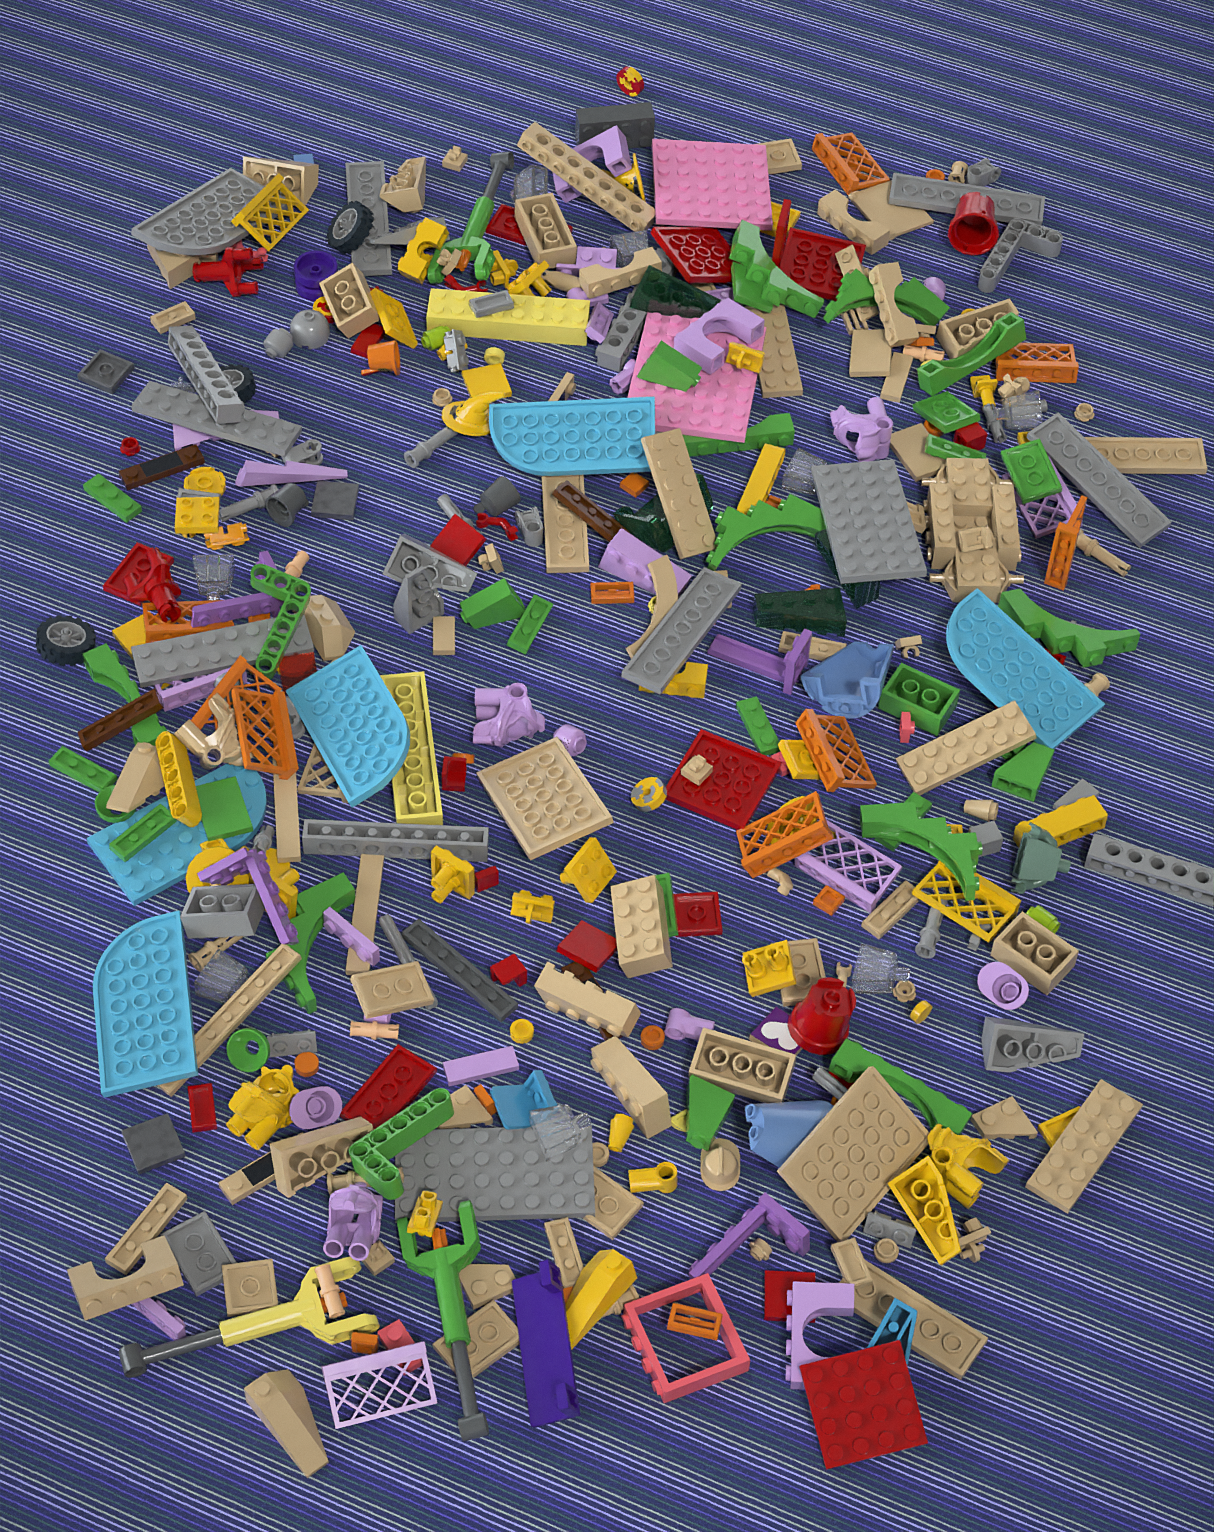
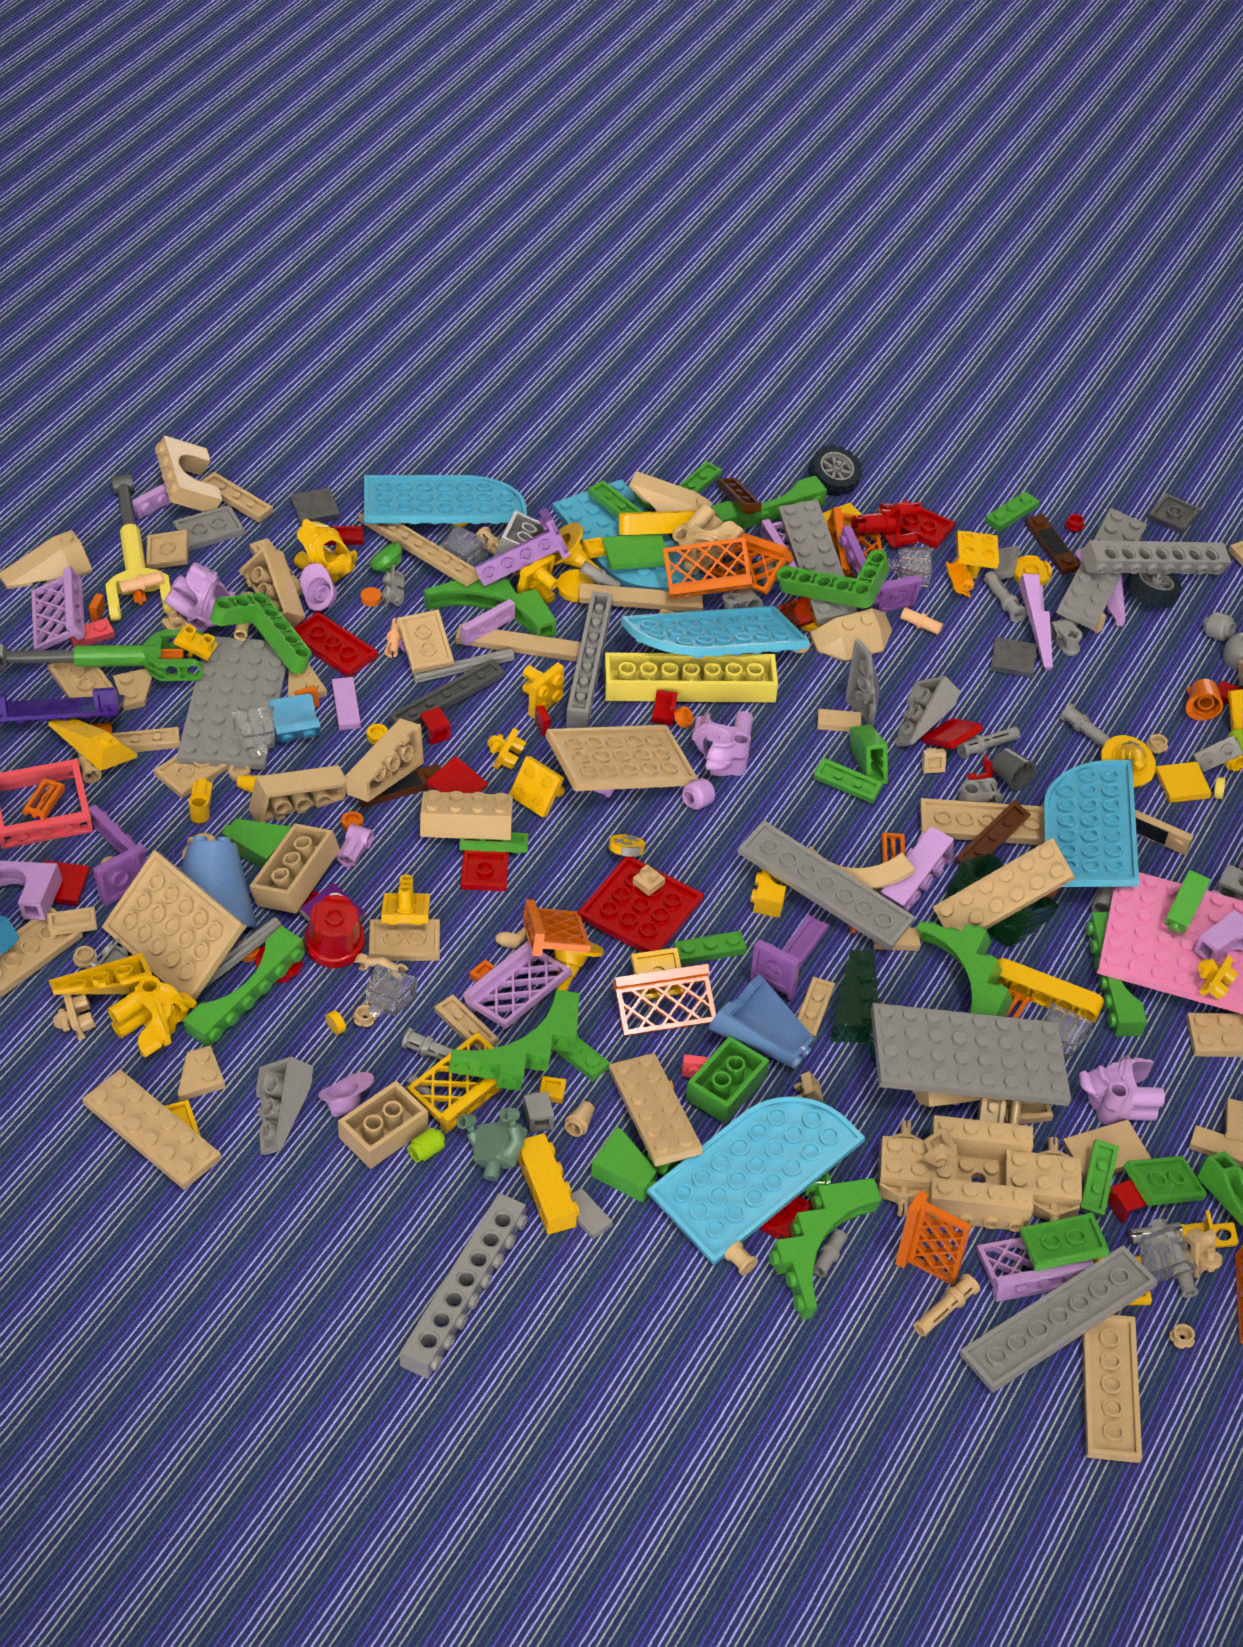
camera: 95 degrees right, 5 degrees down
(286, 503) = (999, 614): dark grey hat -> none

